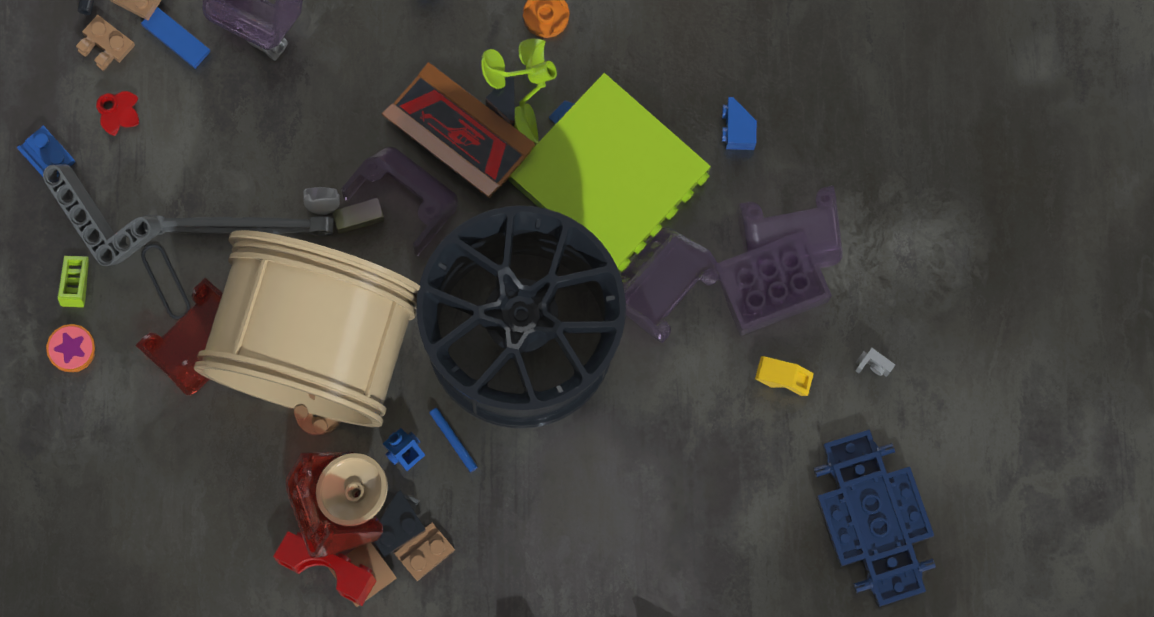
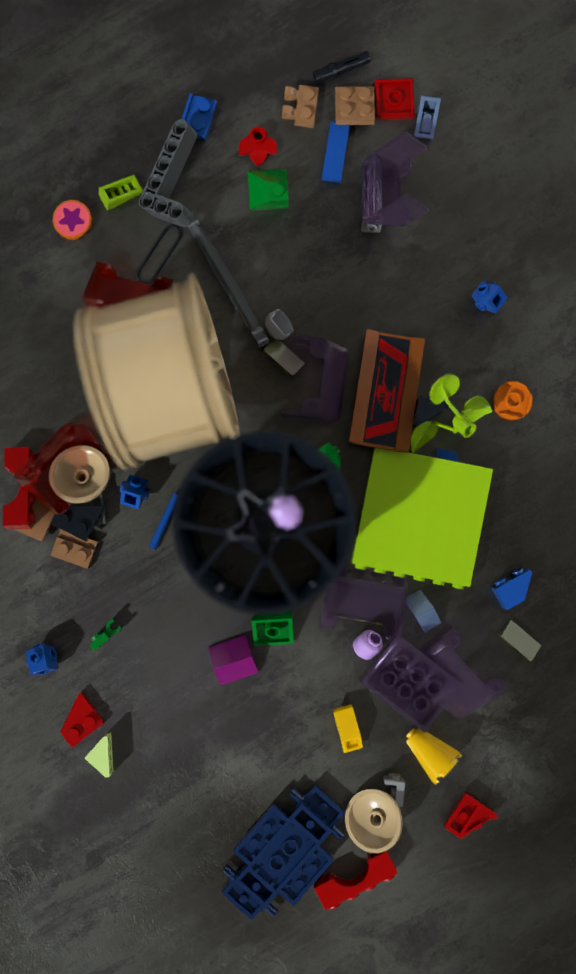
camera: 65 degrees right, 10 degrees up
(170, 127) = (268, 189): none -> green slope
(523, 278) = (286, 511): none -> lavender head
(537, 578) = (100, 638): none -> green plate
(631, 387) = (272, 629): none -> green slope
(643, 453) = (232, 660): none -> magenta slope
(708, 229) = (422, 611): none -> sand blue slope
(709, 303) = (367, 644): none -> lavender head
(796, 151) = (520, 640): none -> olive slope
(858, 304) = (432, 753): none -> yellow cone
(881, 413) = (363, 823): none -> tan dish
(945, 307) = (468, 816): none -> red wing
(945, 428) = (335, 890): none -> red arch

